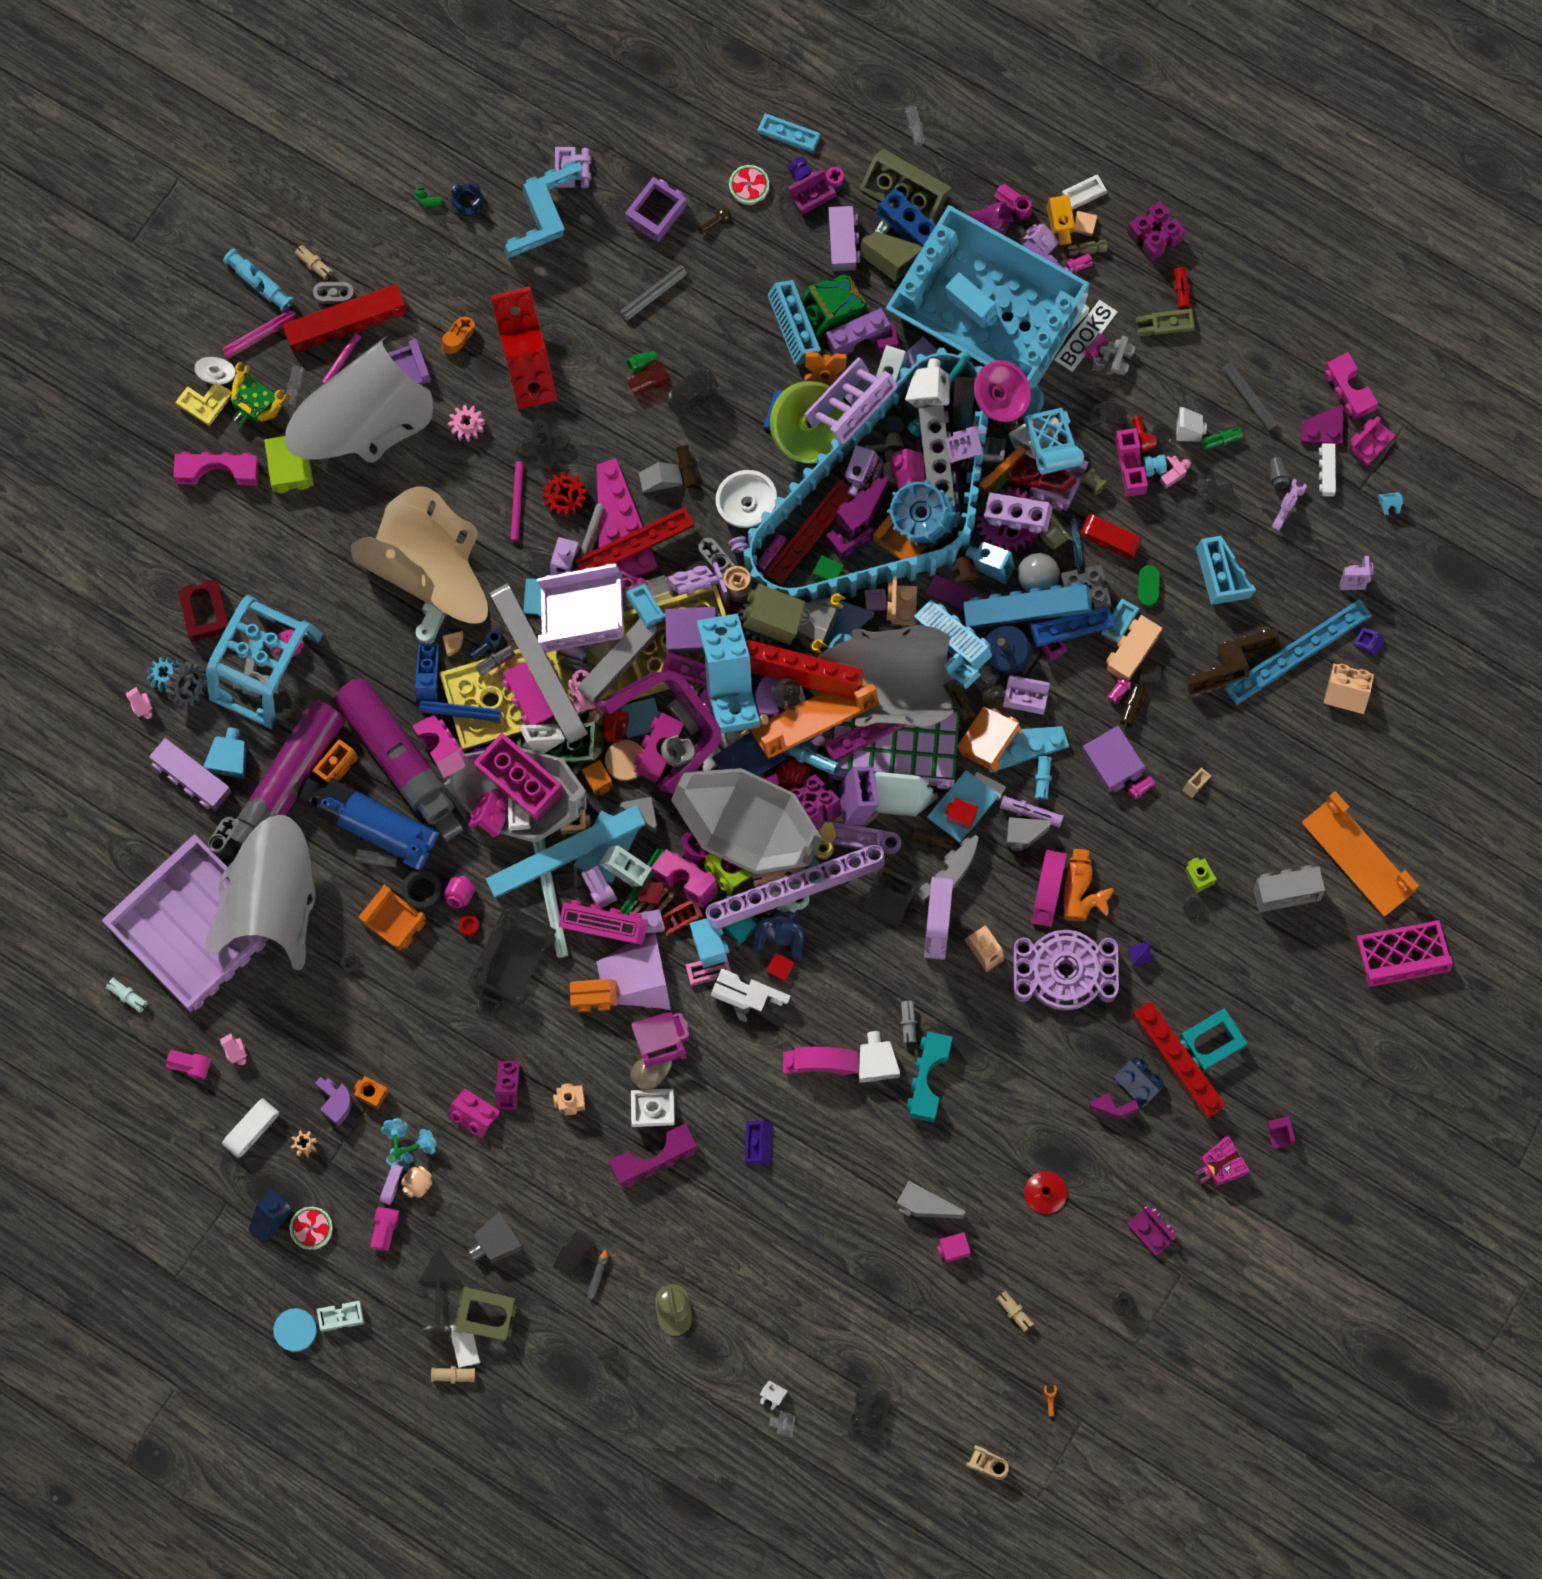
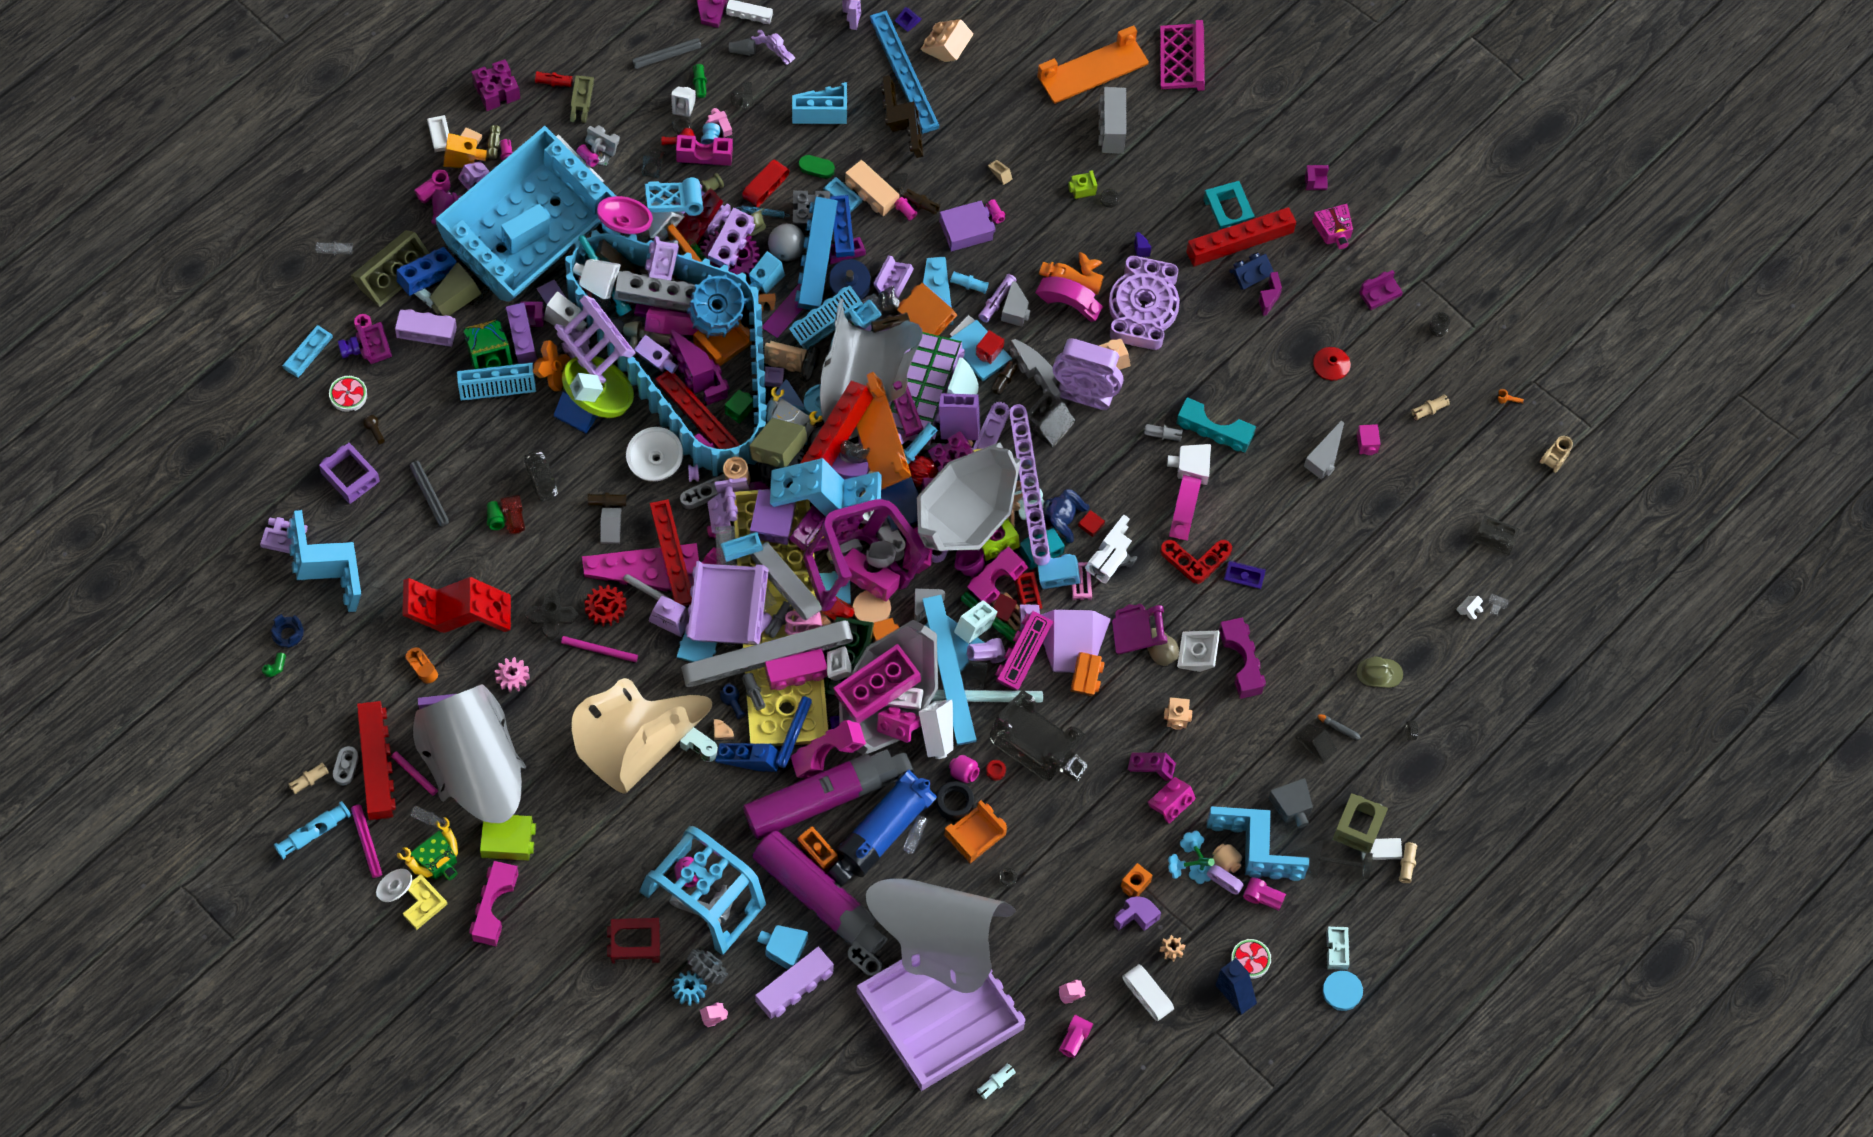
camera: 85 degrees left, 10 degrees down
(434, 1208) = (1257, 857): none -> medium azure bracket
(495, 853) = (938, 728): none -> white slope
(757, 1092) = (1200, 565): none -> red beam
(790, 406) = (586, 387): none -> light aqua brick

